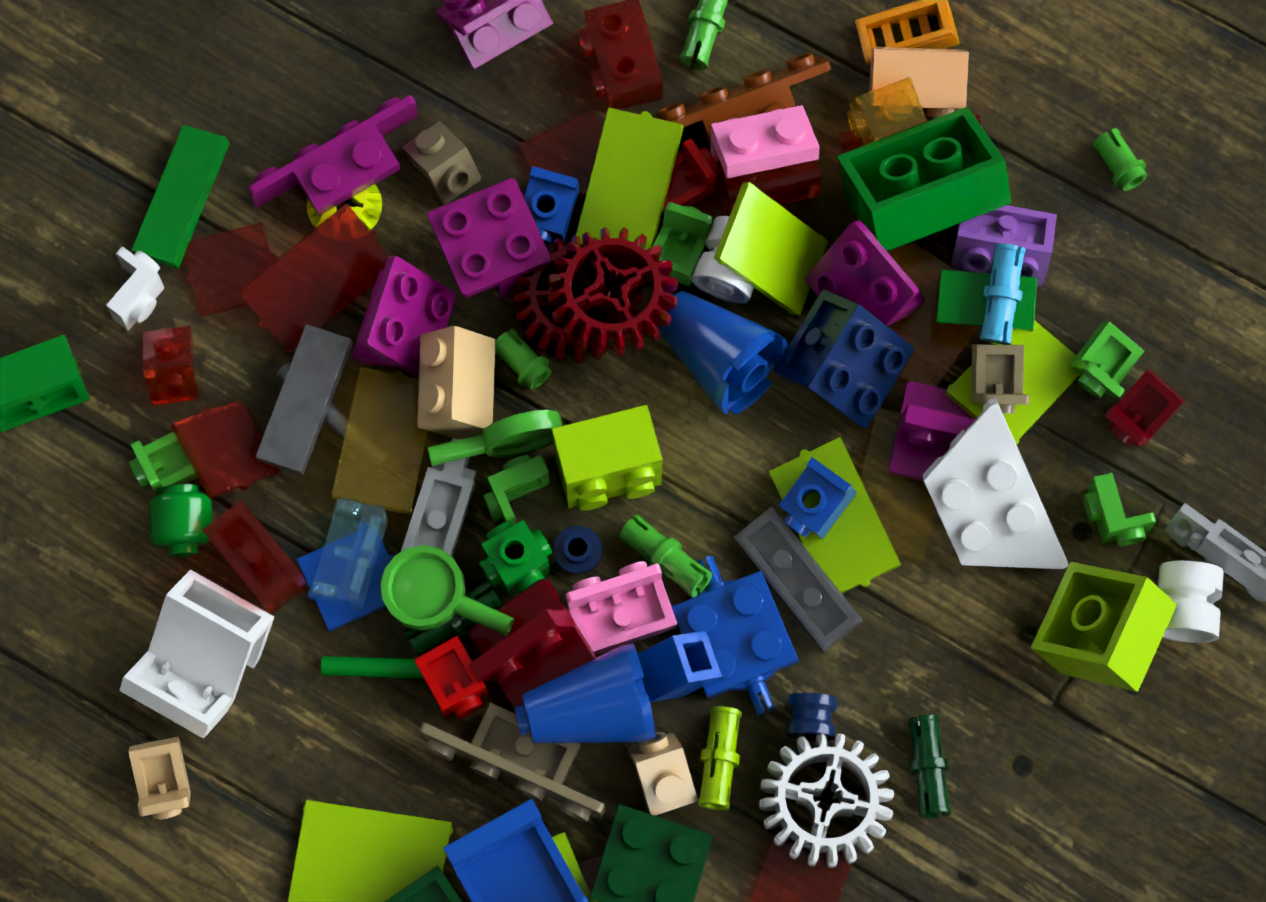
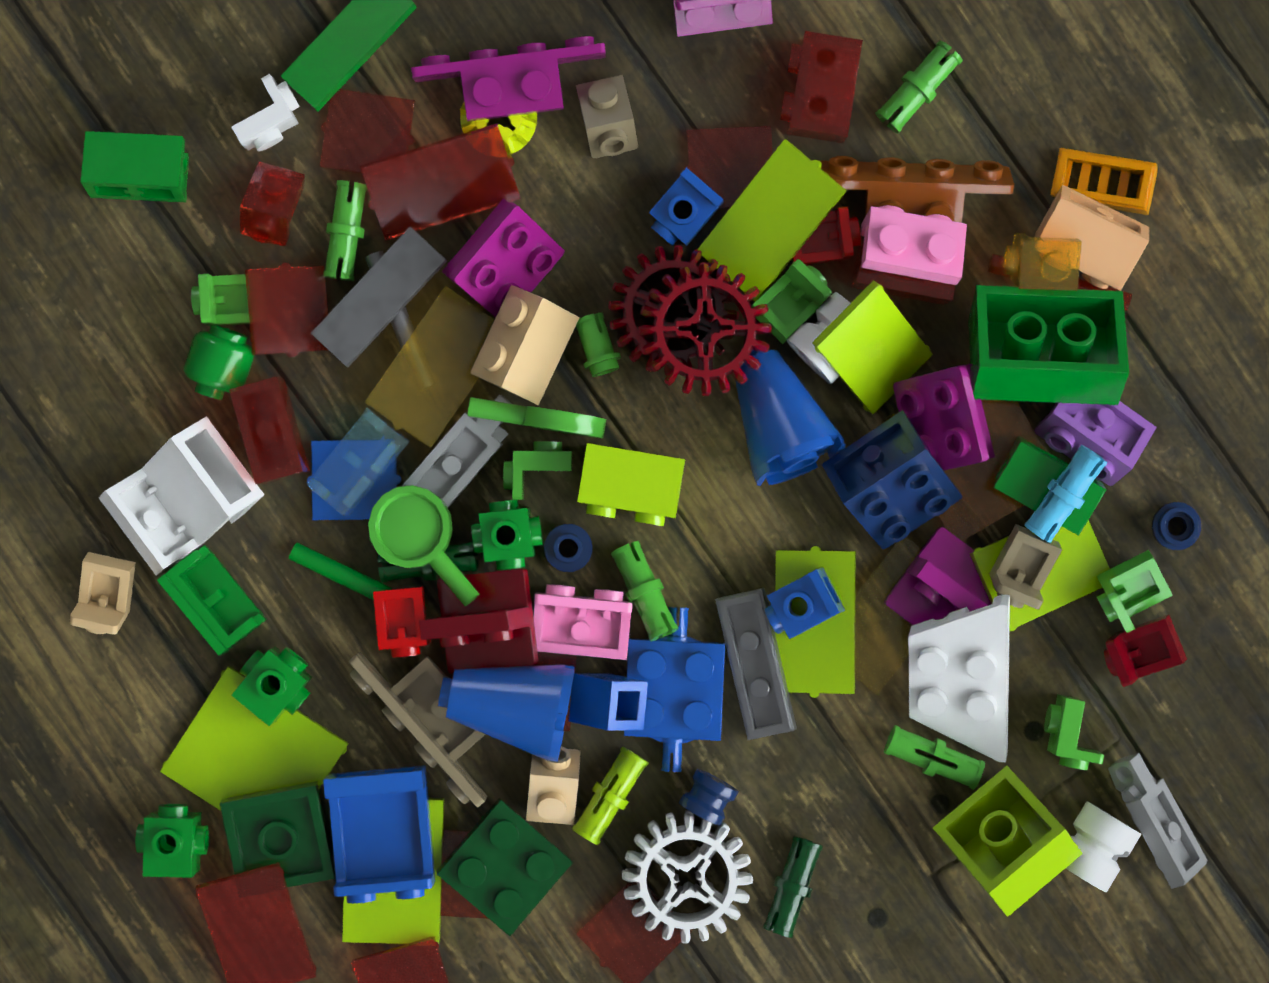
camera: 25 degrees right, 15 degrees up
(247, 359) = (345, 230): none -> bright green pin
(265, 741) = (212, 600): none -> green hinge
(357, 807) = (257, 691): none -> green brick
(489, 239) = (614, 220): magenta bracket -> none
(1002, 590) = (964, 770): none -> bright green pin
(1120, 160) = (1242, 400): bright green pin -> none
(1122, 280) = (1189, 533): none -> dark blue plate

